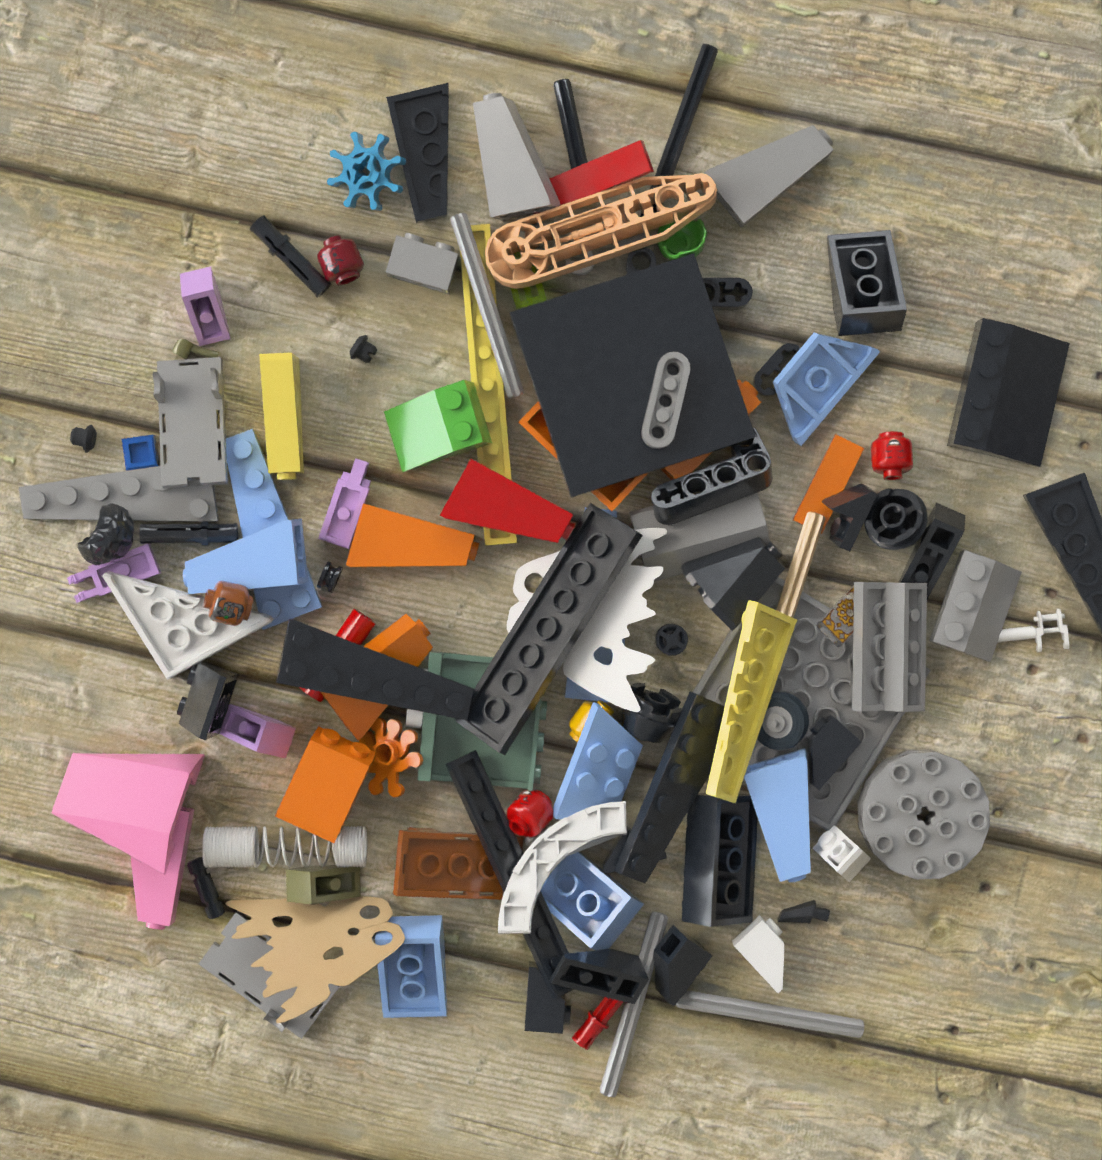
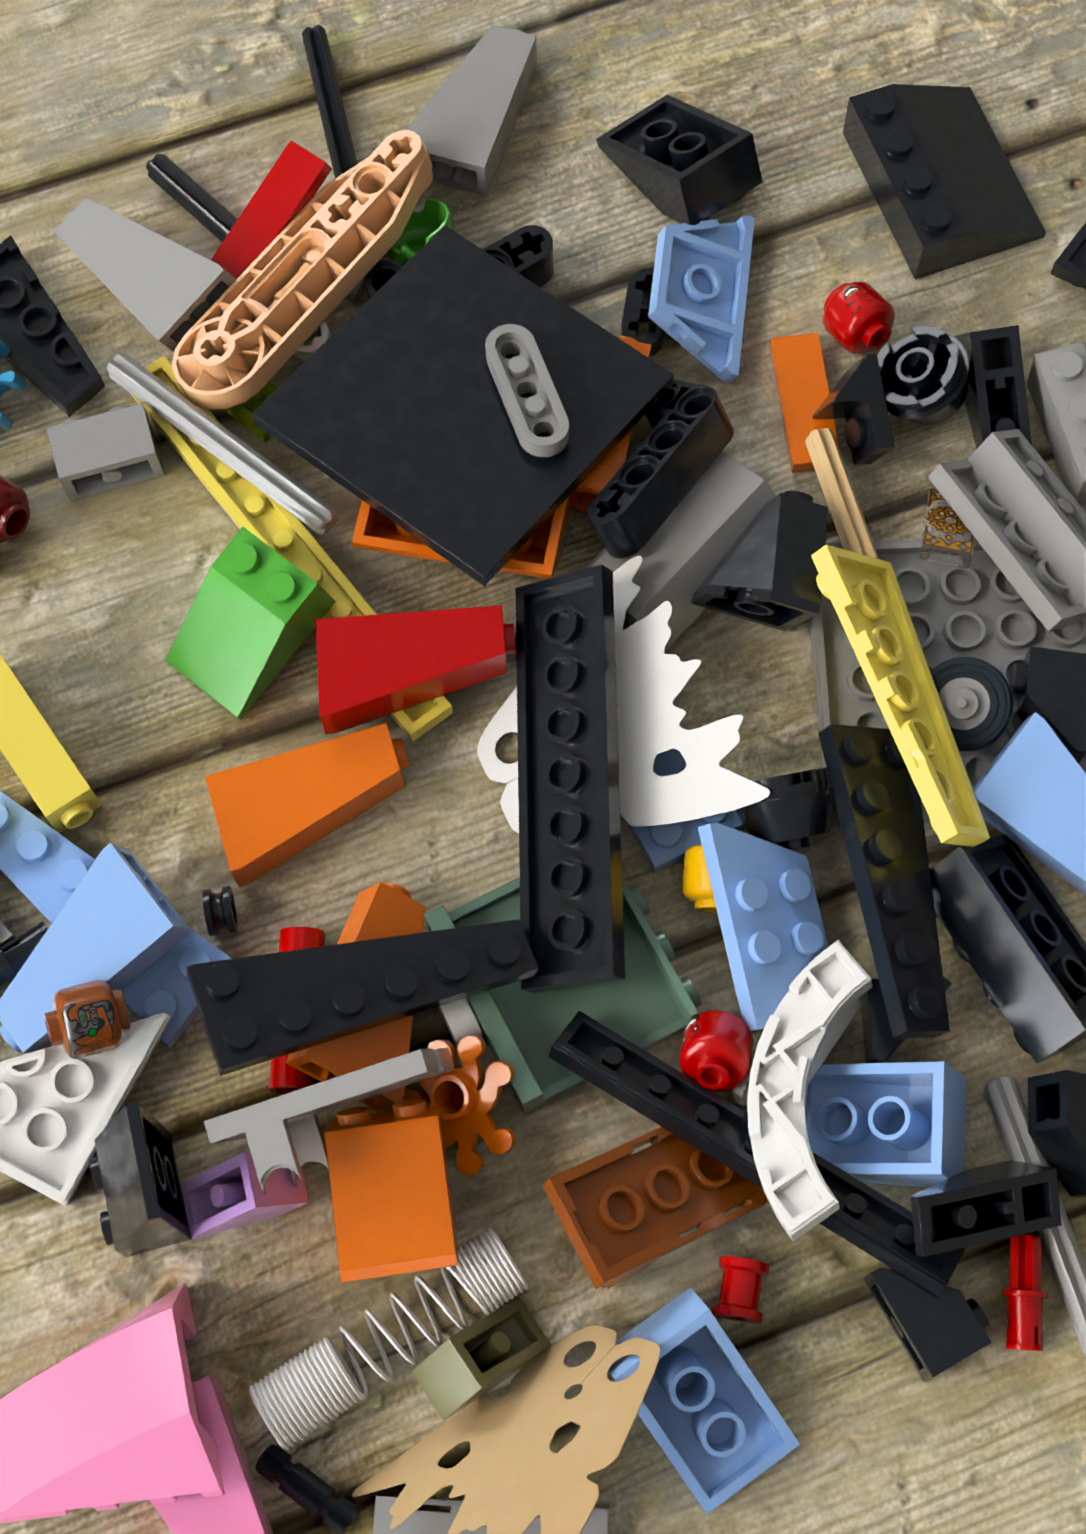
camera: 30 degrees left, 20 degrees down
(299, 723) = (287, 1128): none -> light grey piece
(346, 506) = (186, 806): lavender hinge -> none
(362, 348) = (88, 599): black piece -> none
(465, 931) = (740, 1289): none -> red bush
(675, 642) = (746, 690): black wheel -> none

